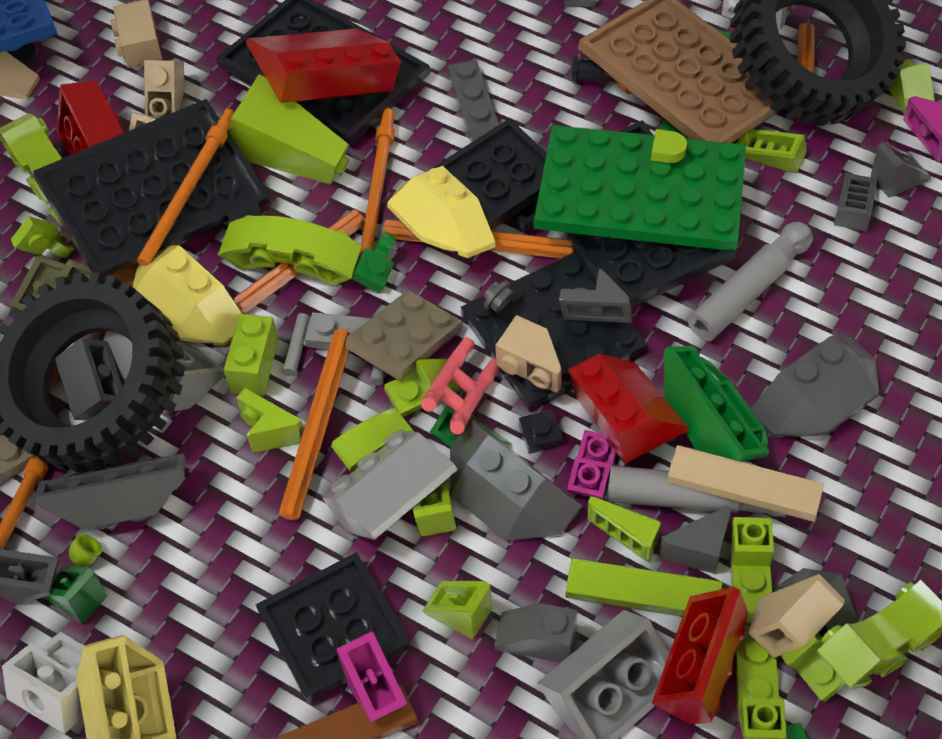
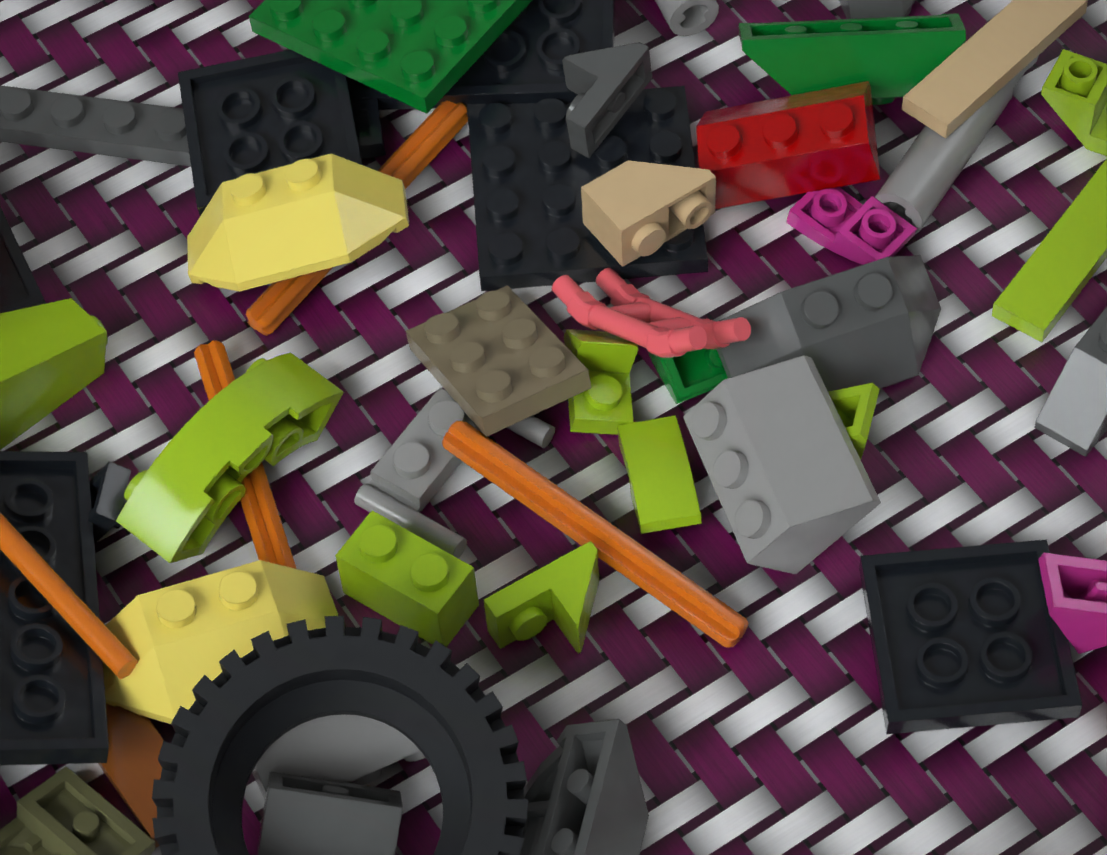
camera: 65 degrees left, 0 degrees up
(373, 266) = (330, 356): green plate -> none
(384, 139) = (70, 261): orange bar -> none
(461, 605) = (1012, 456): lime slope -> none
(498, 296) = (513, 209): dark grey plate -> none
(540, 431) = (756, 266): black plate -> none
(627, 527) = (983, 219): lime slope -> none
(698, 543) = (1044, 148): dark grey slope -> none

